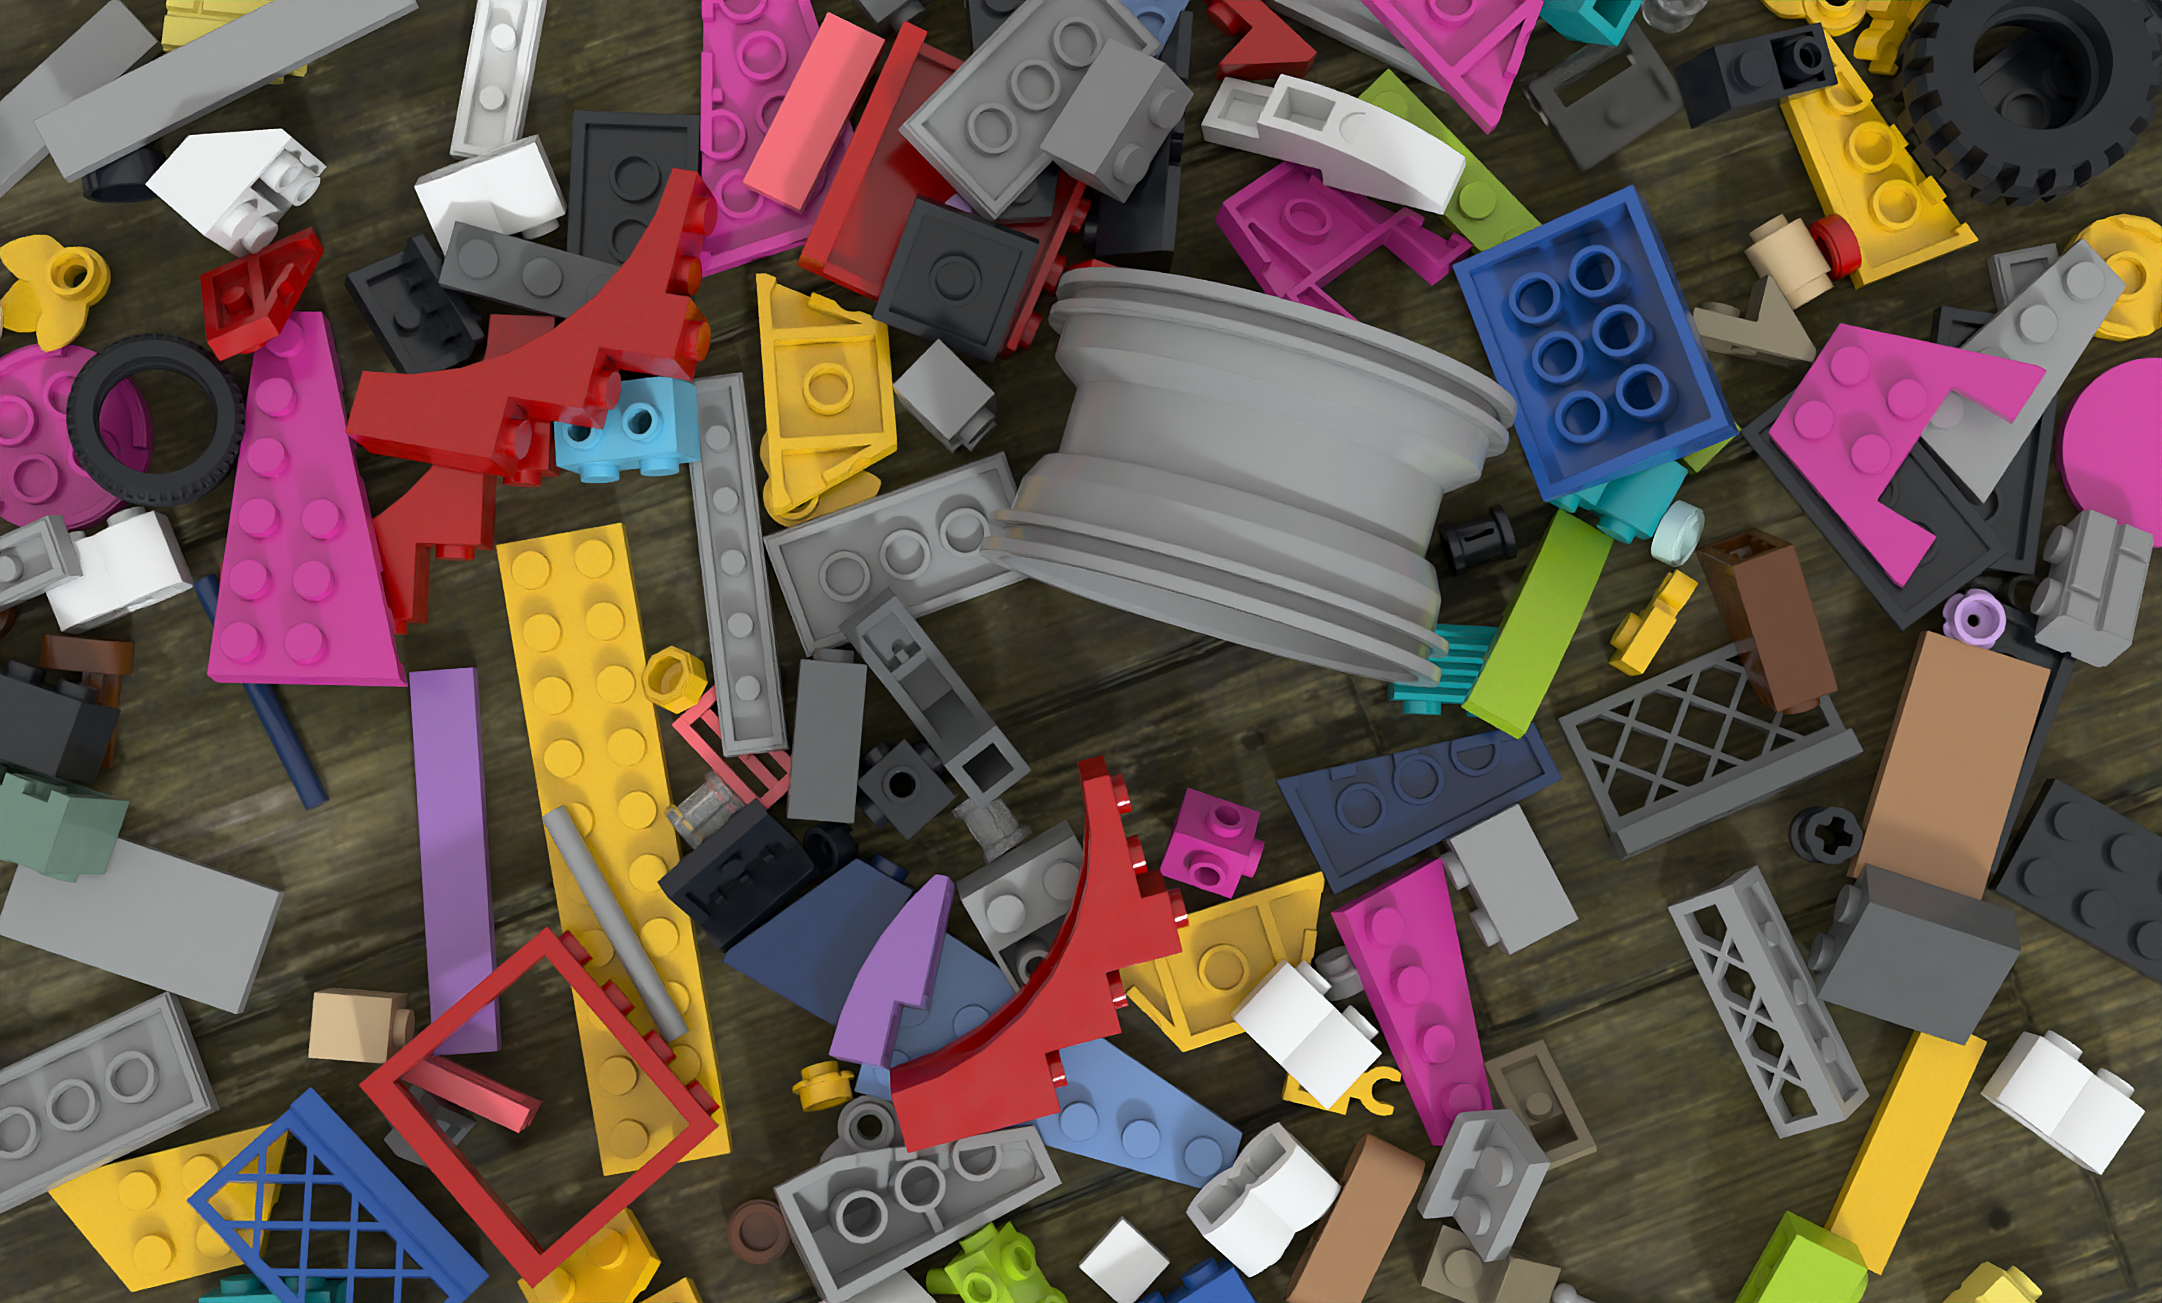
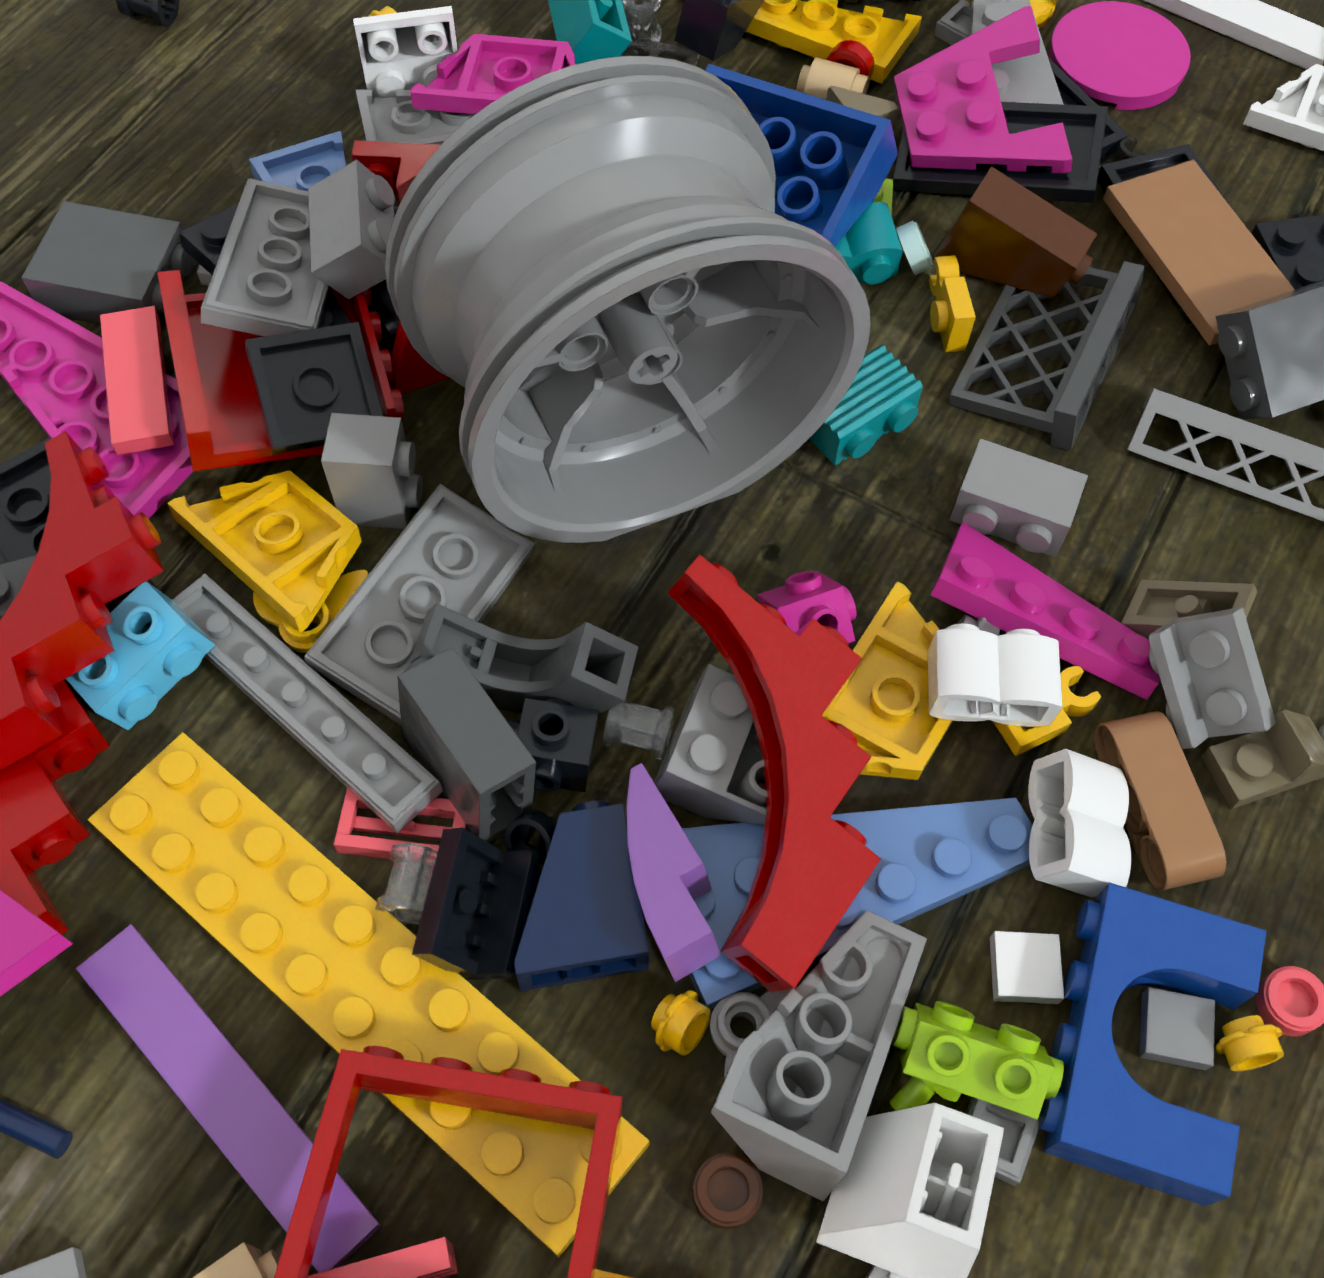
camera: 35 degrees left, 25 degrees down
(615, 924) = (399, 1019): light grey bar -> none
(674, 679) = (310, 809): yellow tile -> none
(1402, 802) = (906, 507): dark blue wing -> none
(1538, 624) = (900, 340): lime slope -> none
(1837, 821) = (1174, 330): black bush -> none
(1982, 605) = (1124, 163): lavender plate -> none
(2092, 587) = (1168, 113): light grey brick -> none

